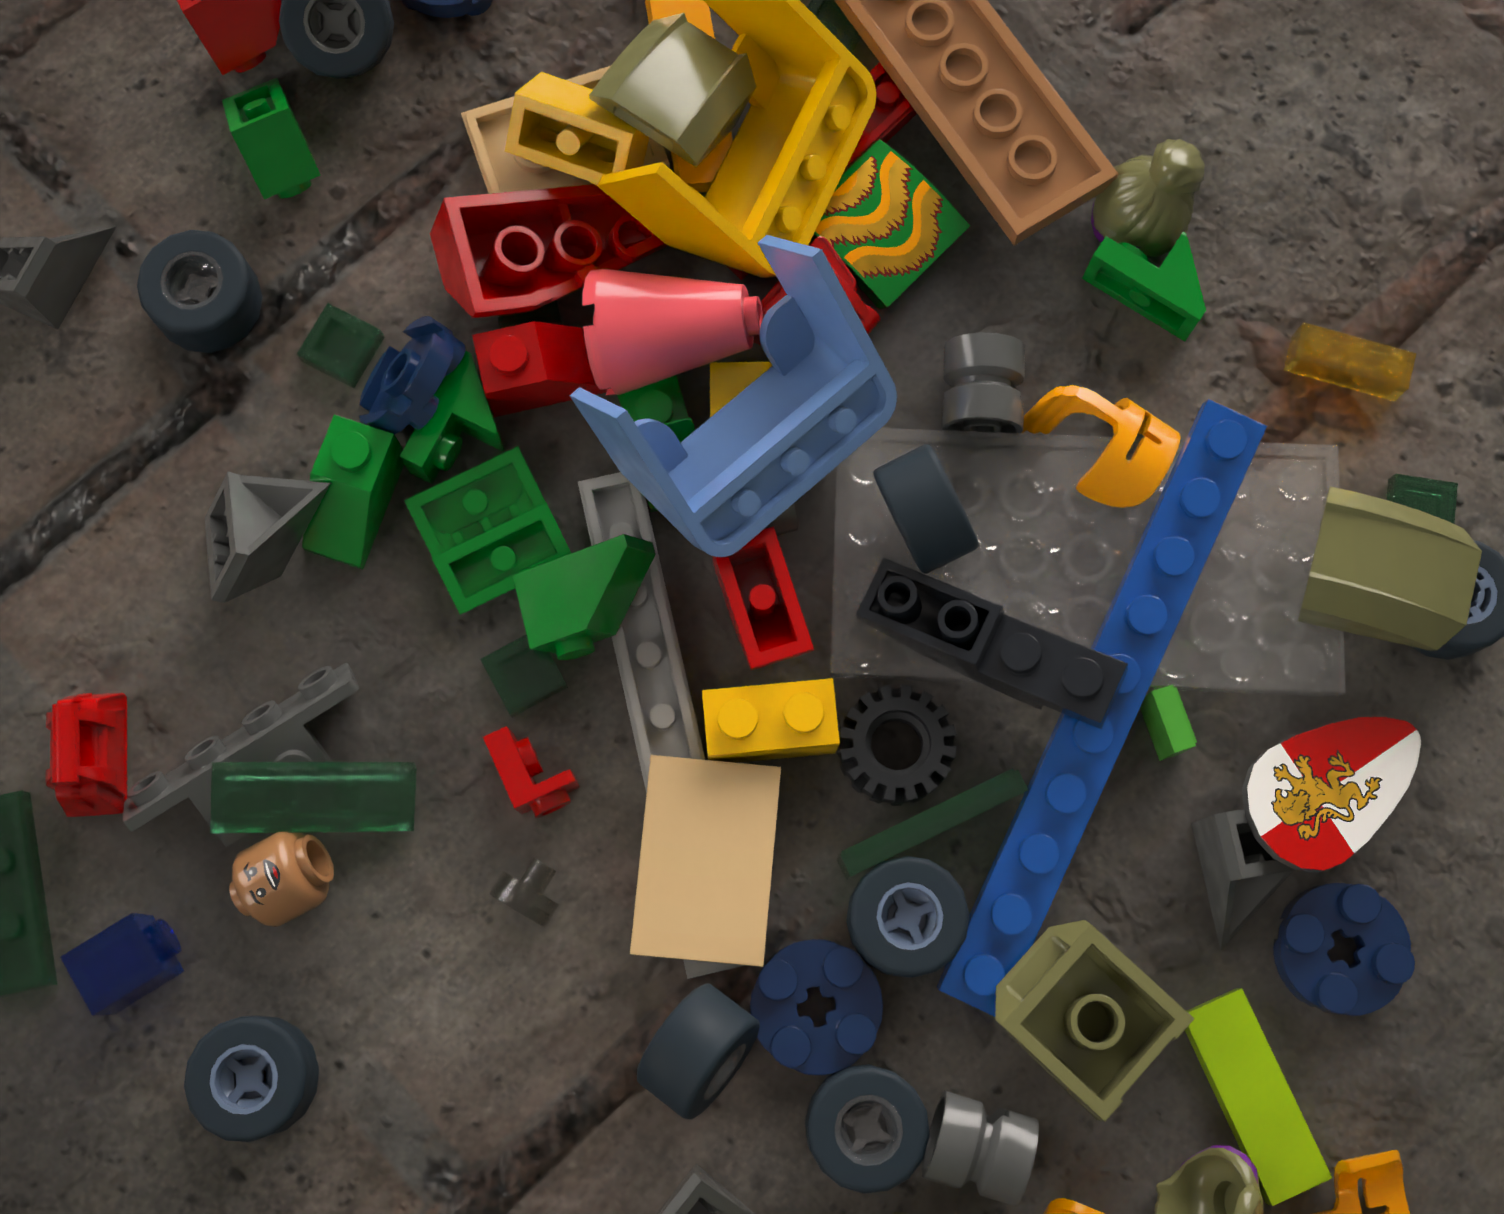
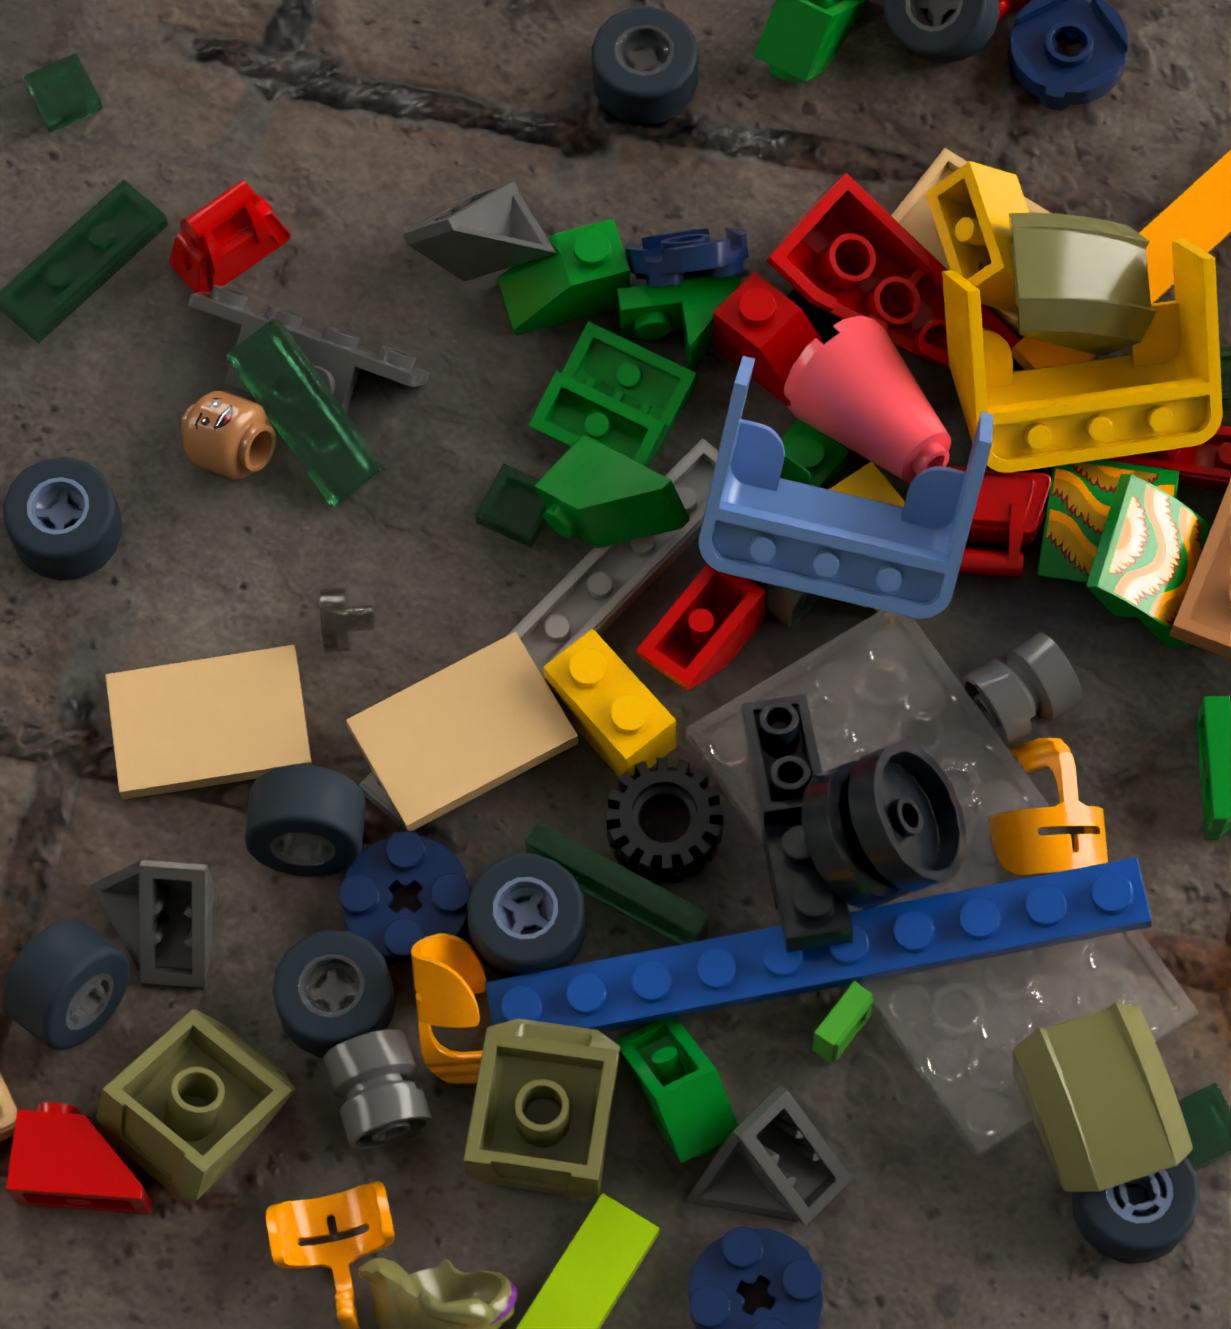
camera: 60 degrees right, 10 degrees down
(124, 963) = (86, 372): clear blue brick -> none
(340, 345) = (682, 195): clear green tile -> none
(517, 765) = (431, 548): red bracket -> none
(535, 1071) = (207, 721): none -> tan tile
(926, 508) = (869, 695): black wheel -> none
(944, 211) = (1147, 556): none -> slope
(963, 1049) = (445, 982): none -> light orange helmet
(1059, 577) = (884, 825): none -> black wheel
(1136, 892) = (678, 1088): none -> green slope
(1329, 789) = (883, 1188): shield -> none

